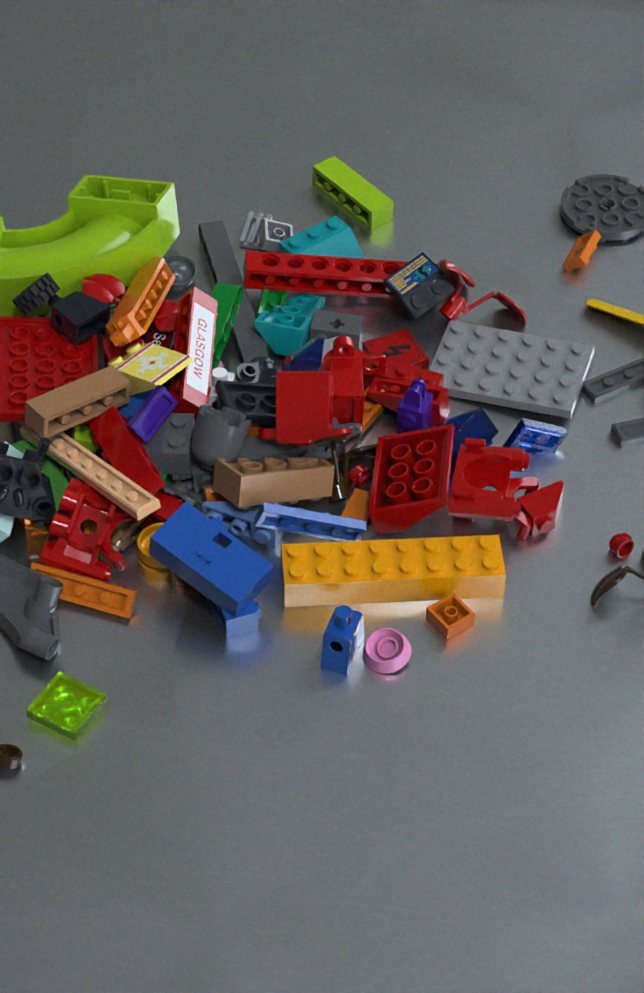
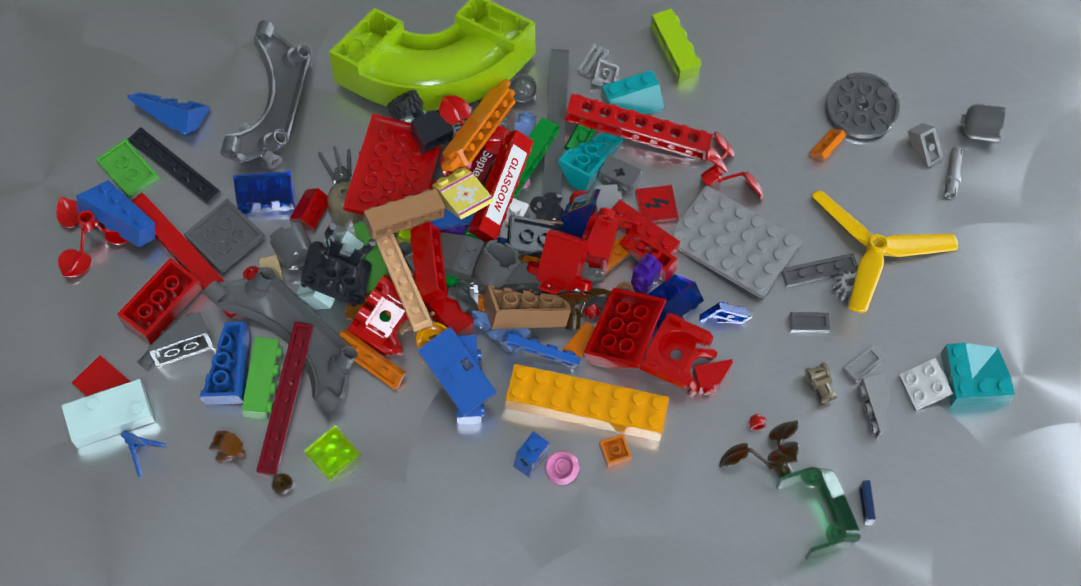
camera: 15 degrees right, 20 degrees up
(152, 413) = (453, 237): dark purple tile -> none
(418, 286) = (689, 154): slope -> none

